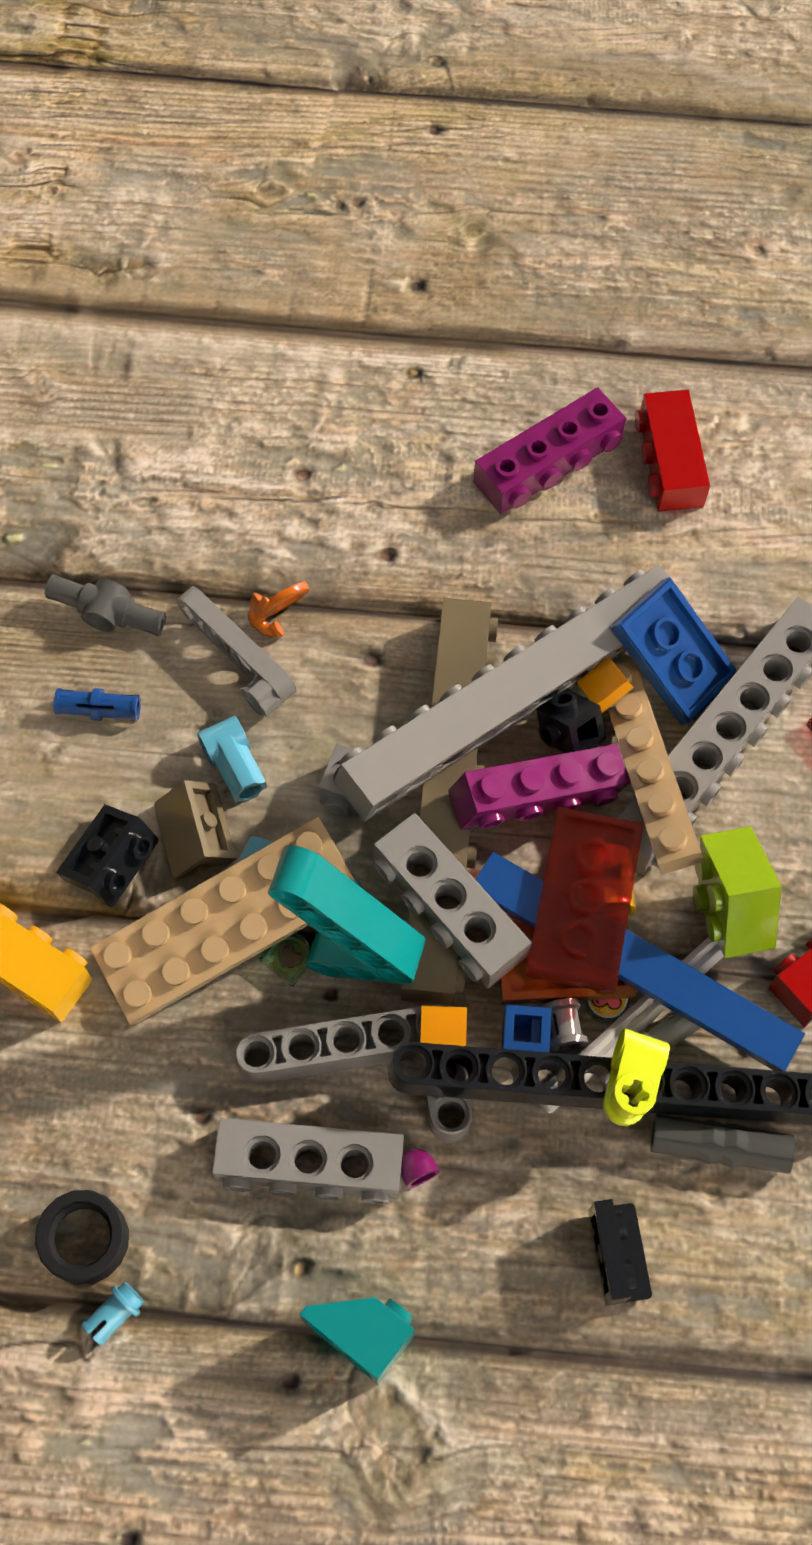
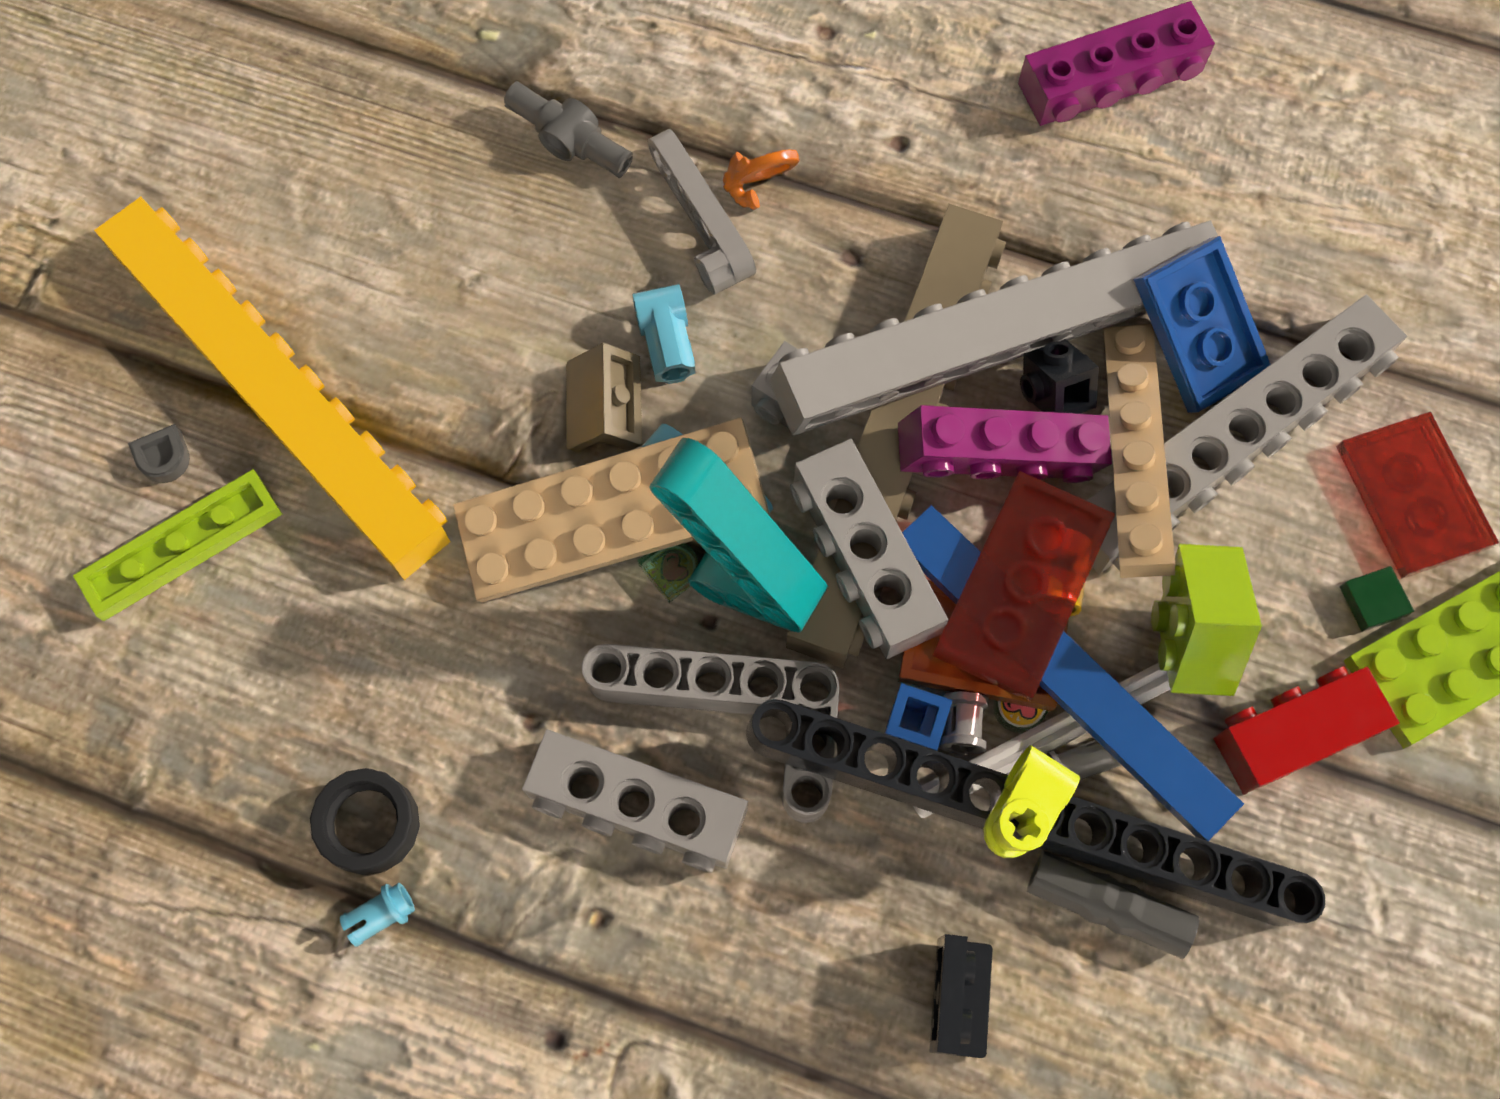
camera: 15 degrees right, 5 degrees up
(97, 704) = (531, 237): blue pin -> none
(109, 854) = (502, 407): black bracket -> none
(363, 1332) = (643, 1012): teal slope -> none
(418, 1167) = (755, 841): magenta hinge -> none
(443, 1025) = (823, 689): light orange tile -> none
(605, 684) = (1111, 344): light orange tile -> none
(672, 450) = (1260, 94): red brick -> none

